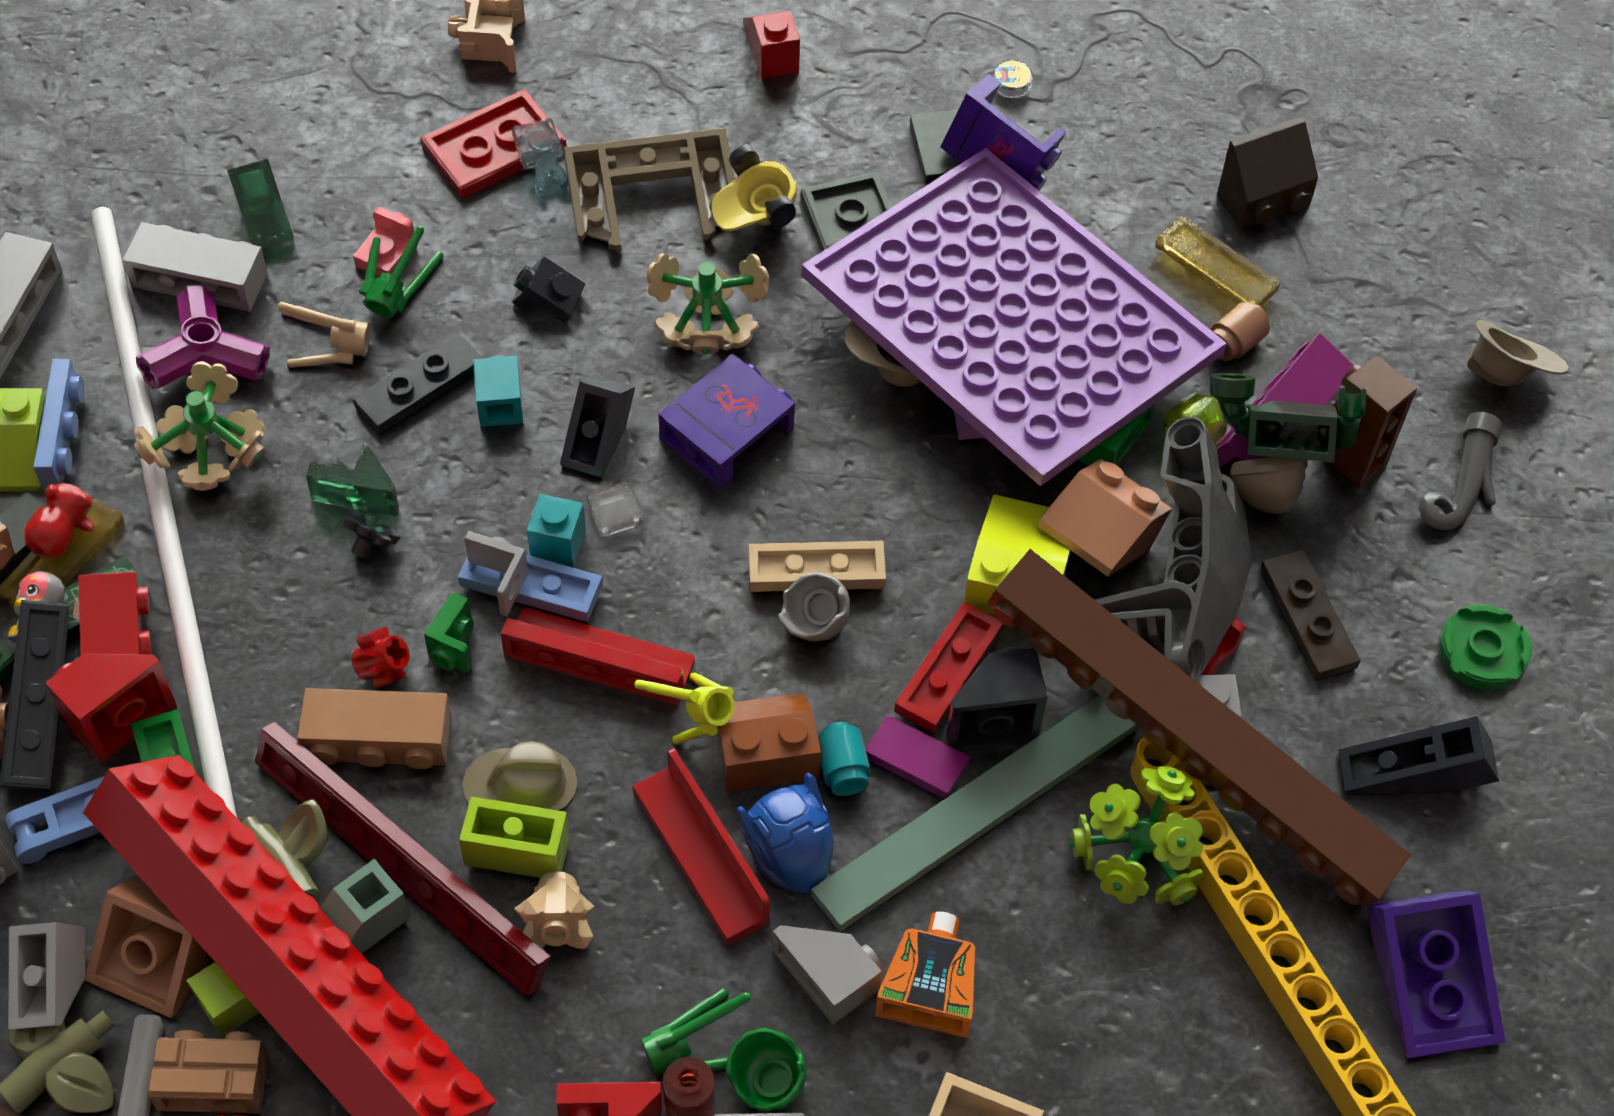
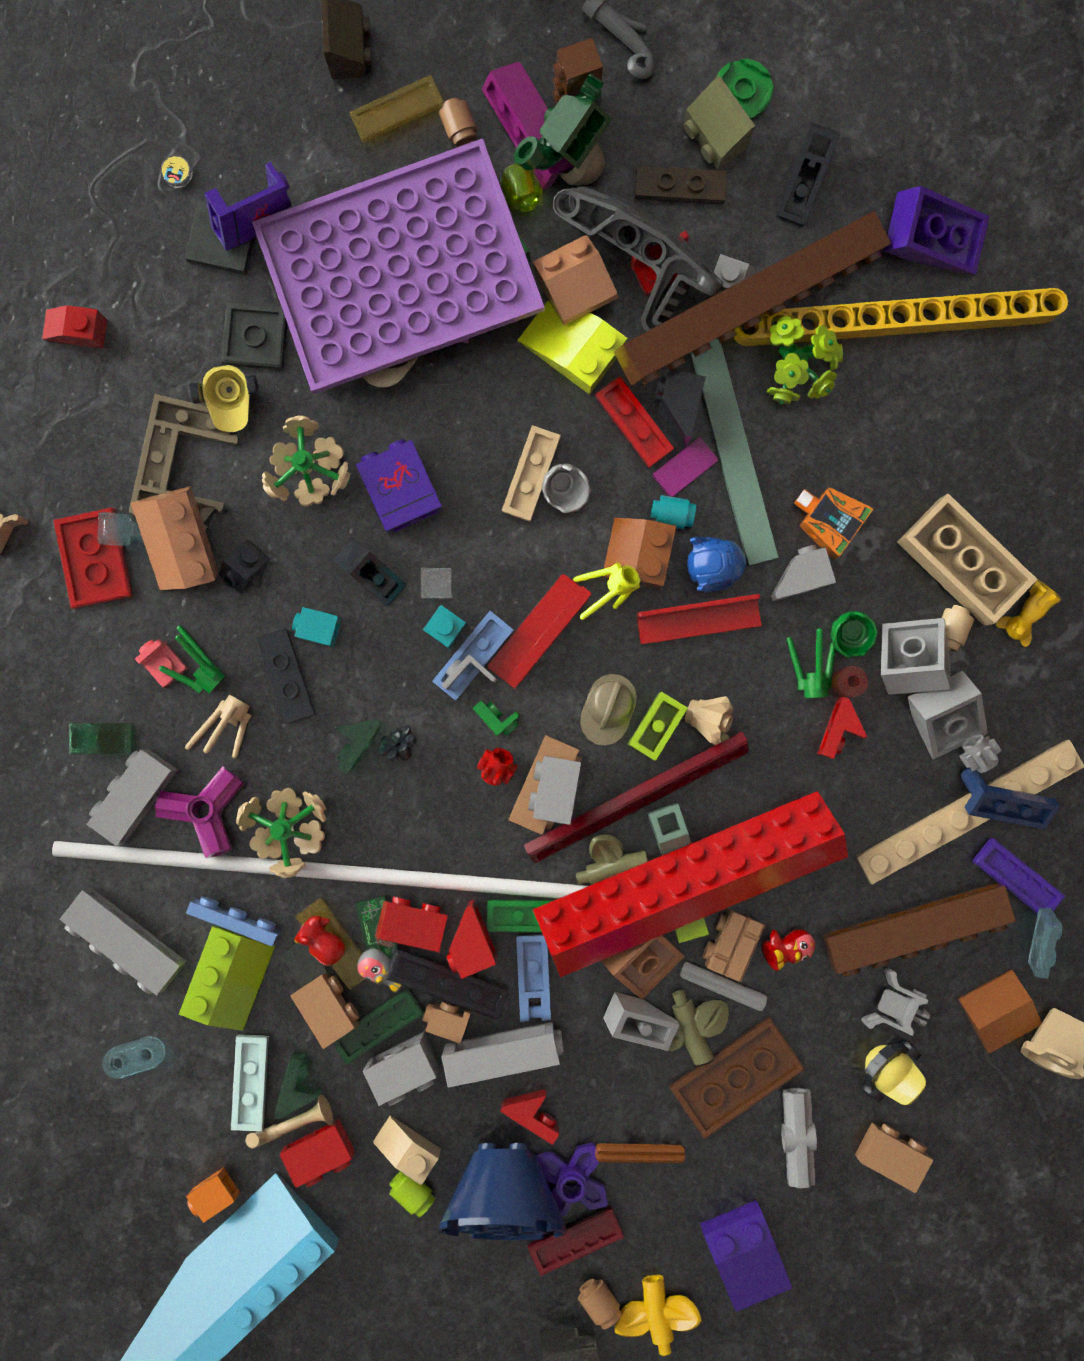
camera: 65 degrees left, 30 degrees up
(368, 722) = (556, 789): none -> light grey brick
(554, 205) = (175, 539): none -> nougat slope
(1410, 619) = (718, 124): none -> olive slope

